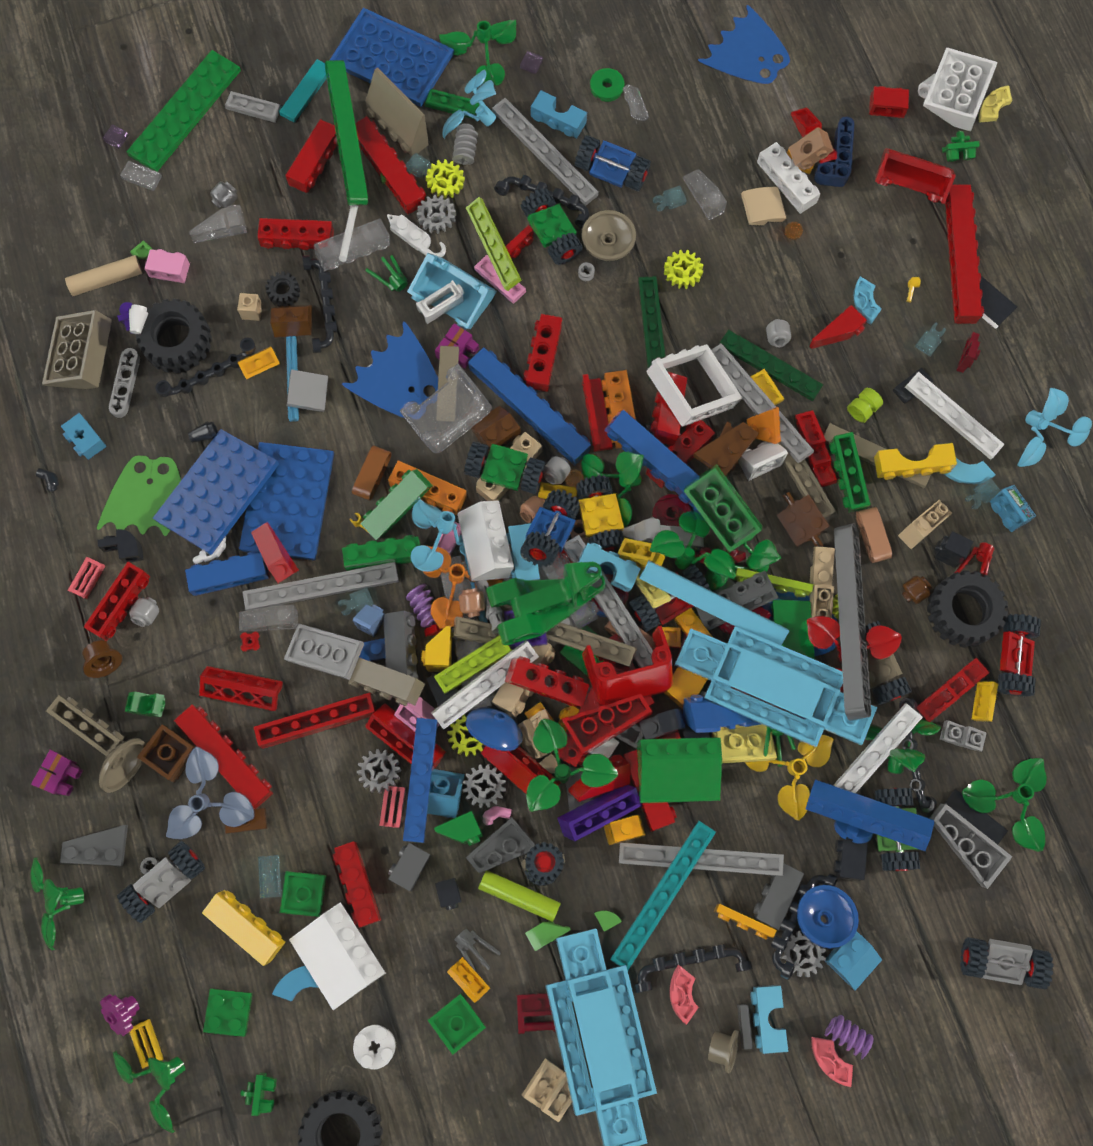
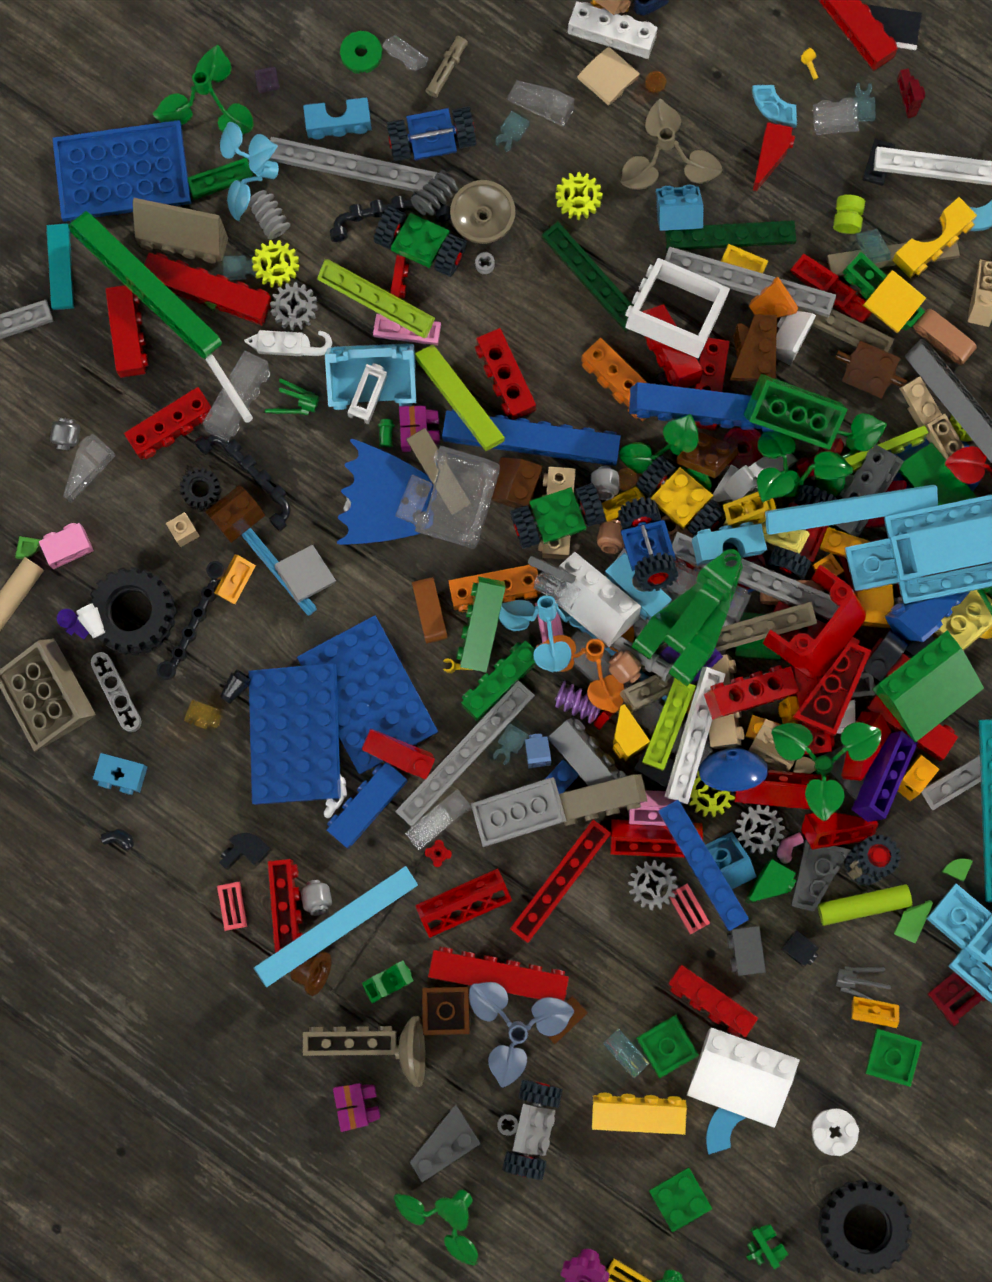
camera: 30 degrees left, 5 degrees up
(135, 500) = (220, 799): bright green piece -> none
(138, 639) = (335, 926): none -> medium azure tile
(166, 436) = (202, 715): none -> clear yellow brick
(417, 390) = (413, 499): none -> clear plate
(433, 336) = (386, 433): none -> green pin
(466, 519) = (563, 592): none -> clear piece
(471, 499) = (551, 569): none -> dark grey tile
(499, 345) = (459, 398): none -> lime tile
(538, 826) = (836, 830): none -> red slope
(584, 201) = (434, 193): none -> dark grey piece
(596, 413) = (600, 400): red fence -> none
(641, 498) = (709, 456): none -> reddish brown plate
(657, 129) = (451, 59): none -> dark tan pin
(747, 322) = (679, 208): none -> dark azure slope
(778, 259) = (664, 123): none -> dark tan plant
(778, 333) = (716, 198): light grey head -> none
(852, 482) = (894, 301): none -> yellow tile
(866, 438) = (873, 246): none -> clear light blue plate
(903, 334) = (836, 116): none -> clear brick

